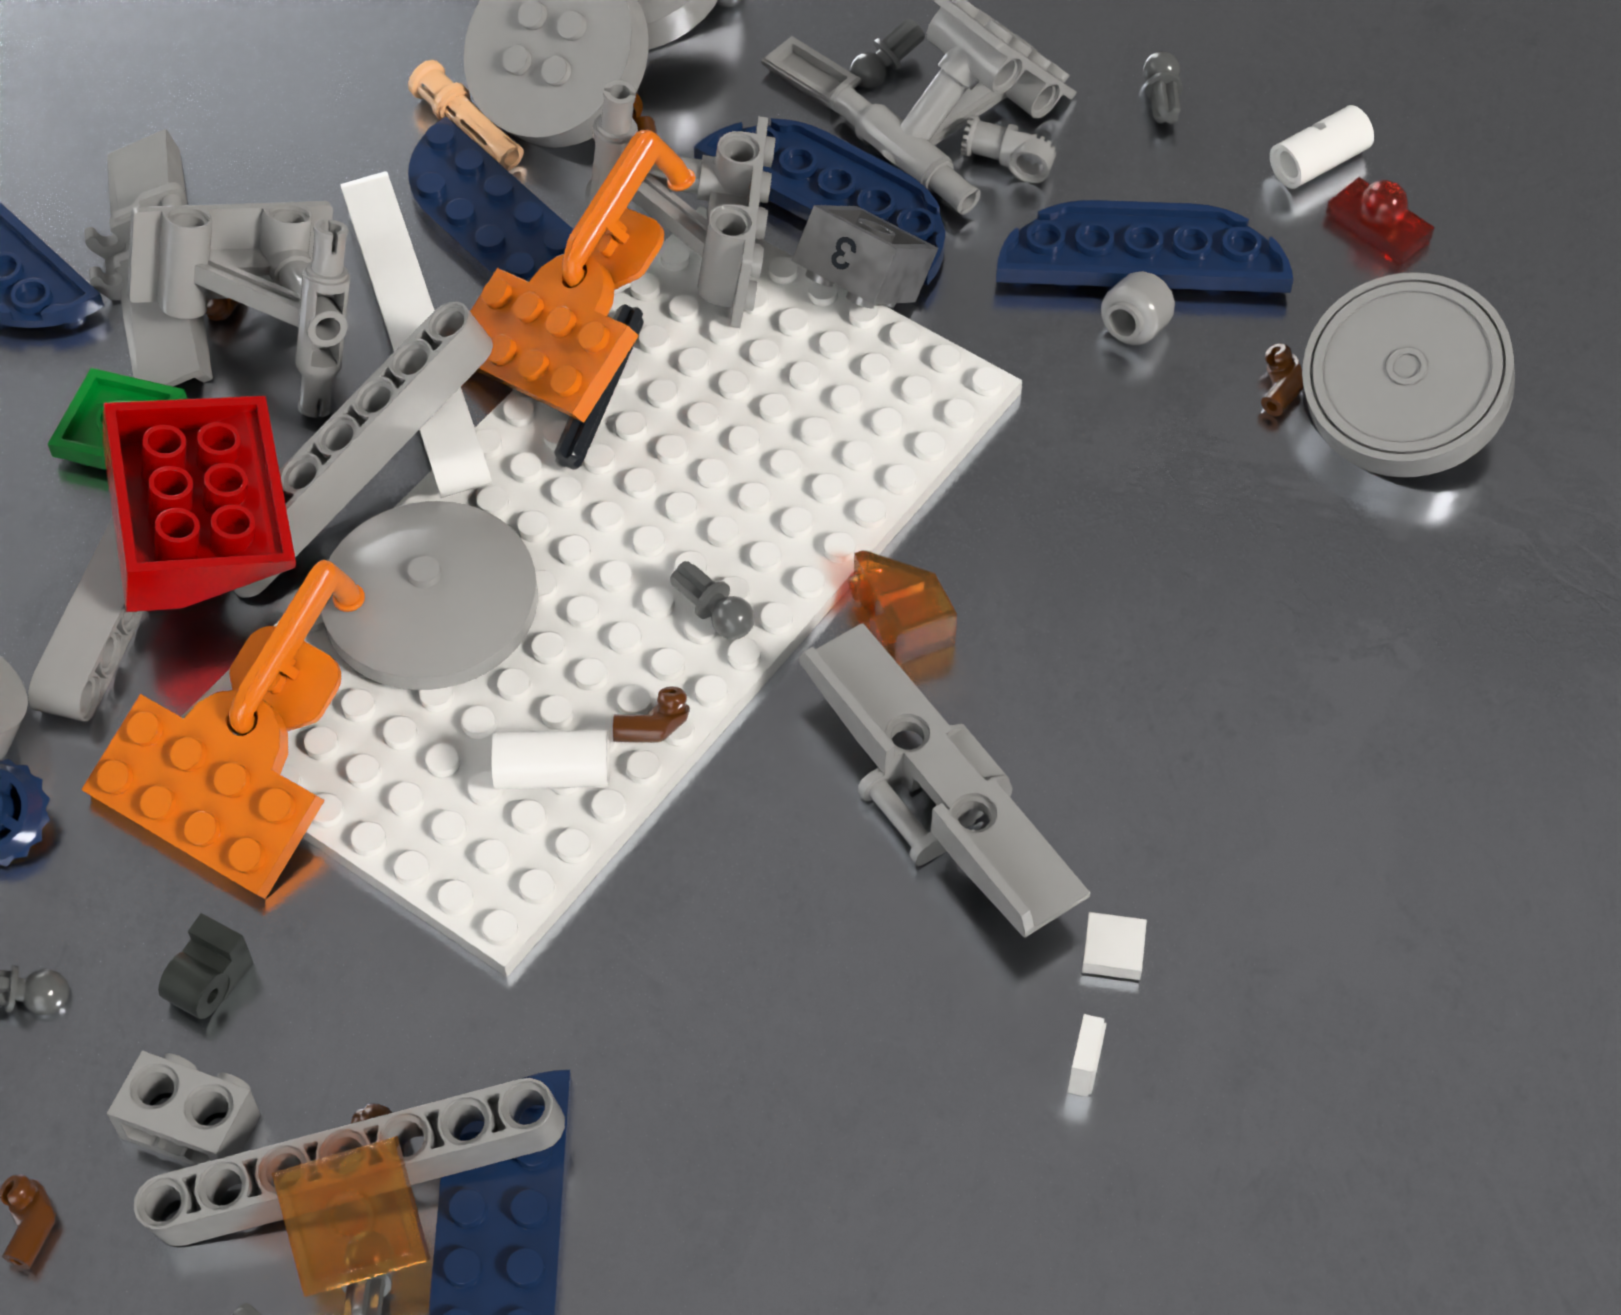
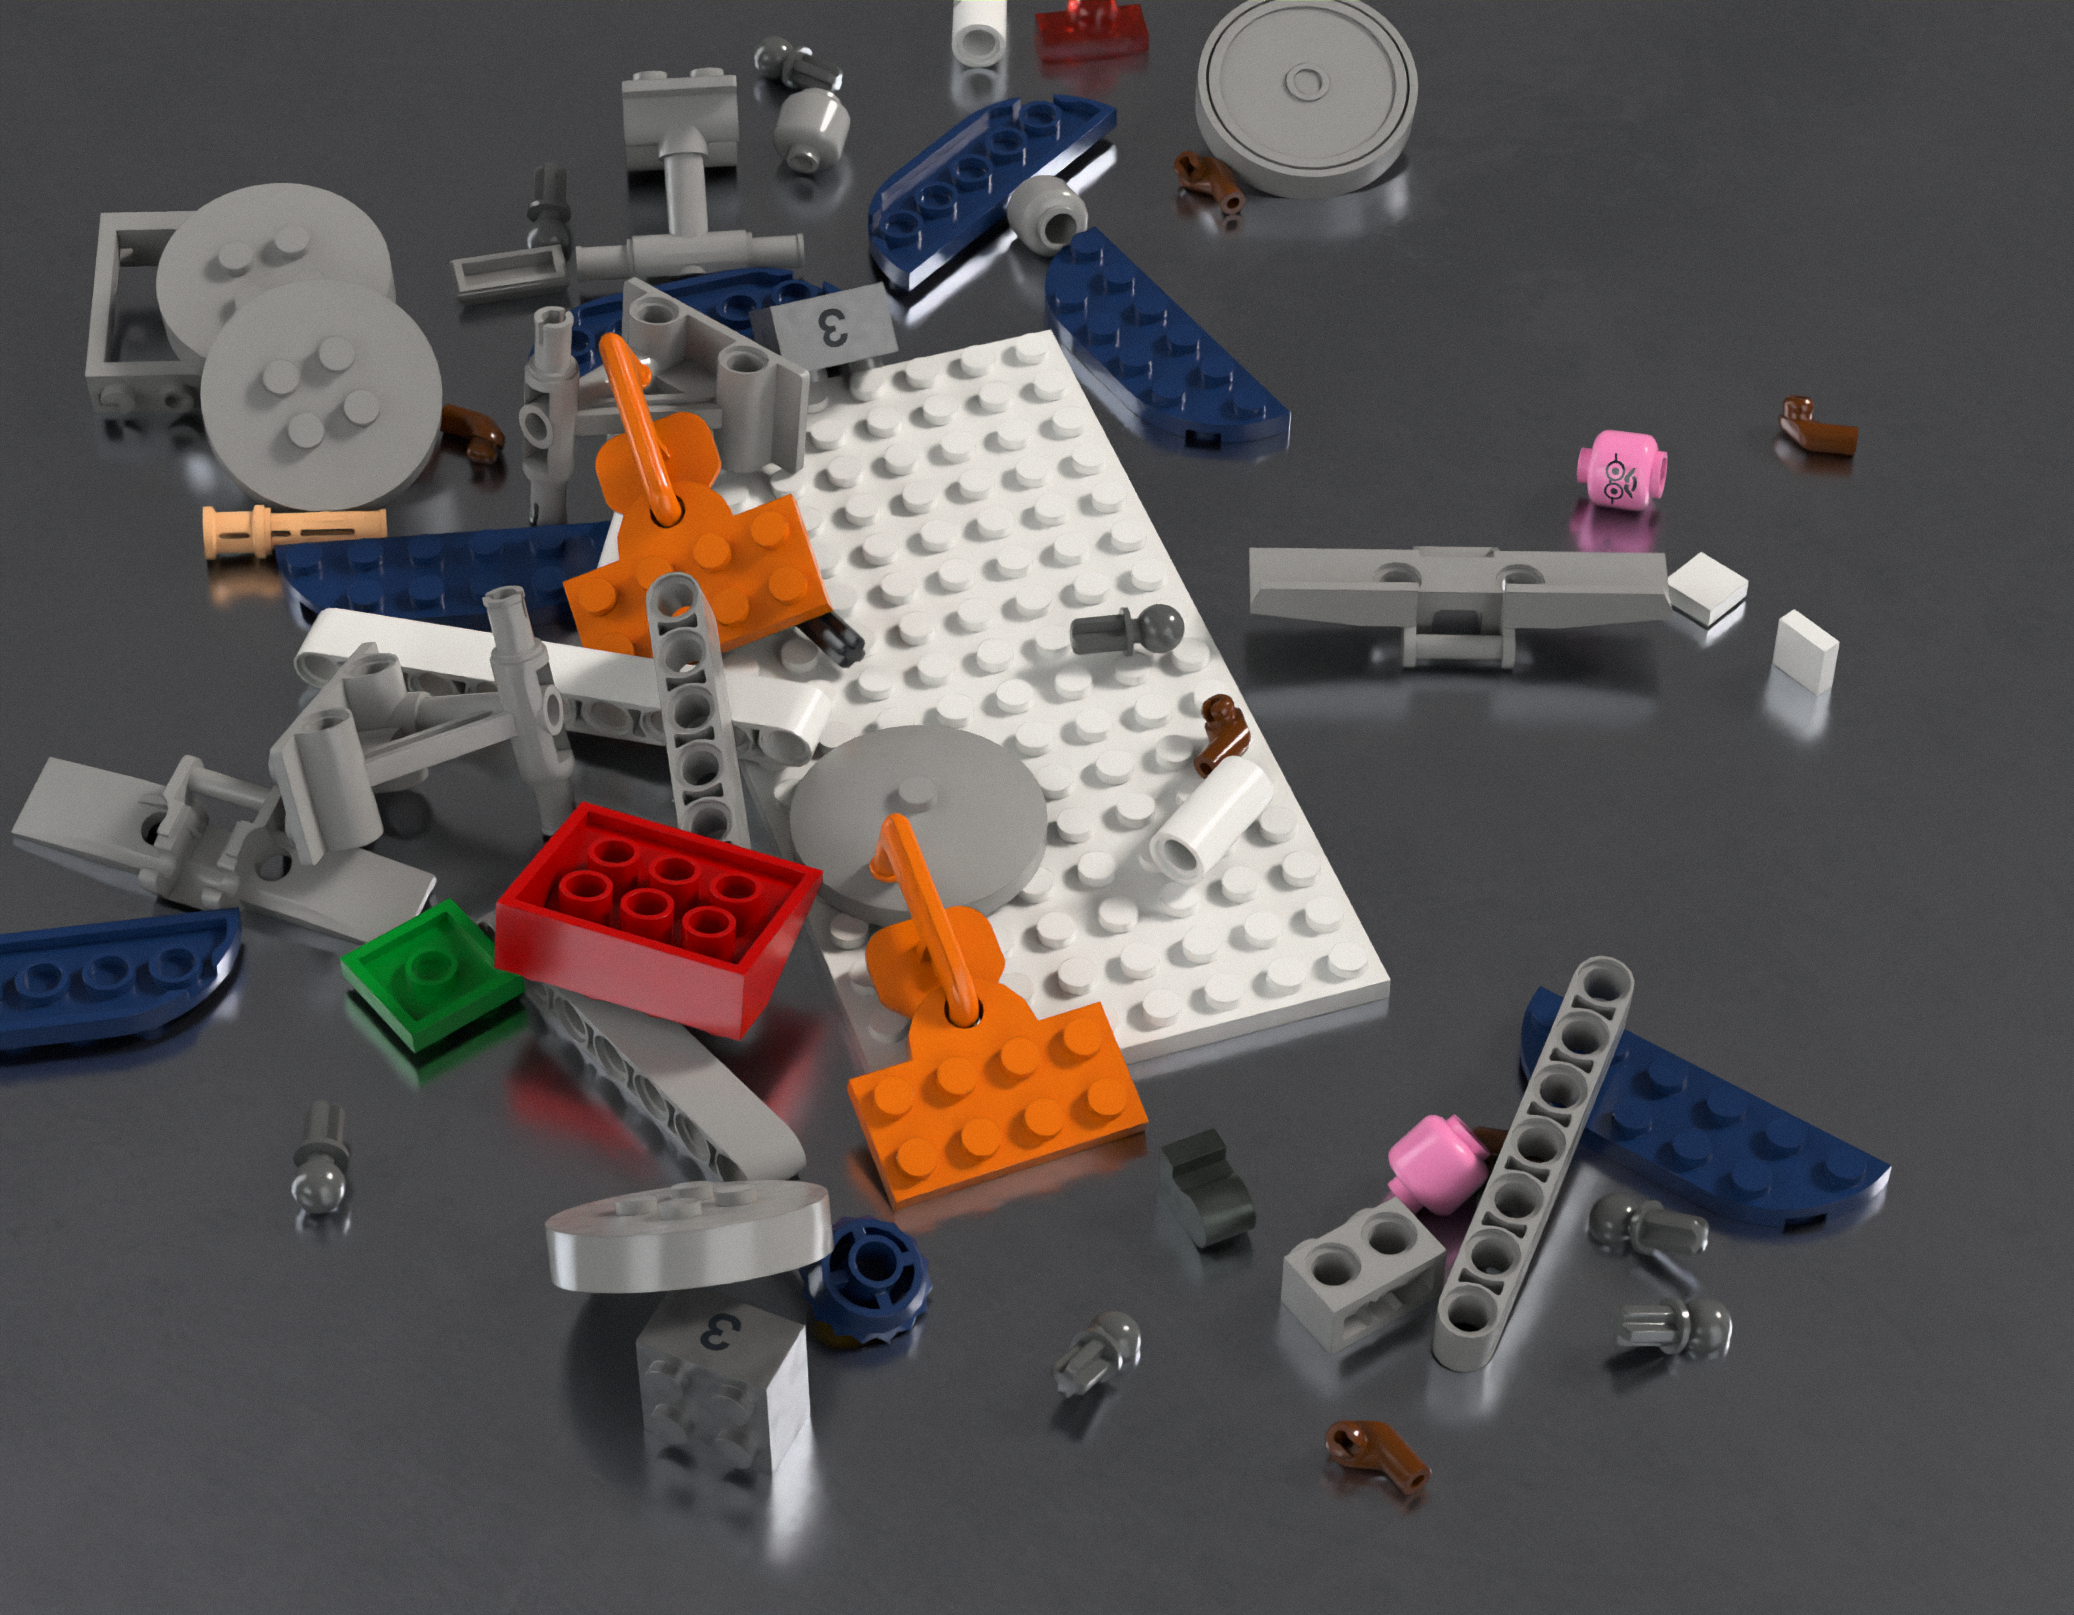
camera: 55 degrees left, 10 degrees down
(318, 1098) = (1438, 1165): none -> bright pink head
(351, 1216) = (1605, 1170): clear orange tile -> none
(905, 606) = (1227, 521): clear orange slope -> none
(1007, 146) = (764, 195): light grey connector -> none
(1067, 446) = (1151, 348): none -> dark blue plate
(1098, 132) = (813, 129): none -> light grey head
(1184, 815) = (1623, 470): none -> bright pink head
(1368, 920) = (1812, 434): none -> reddish brown arm

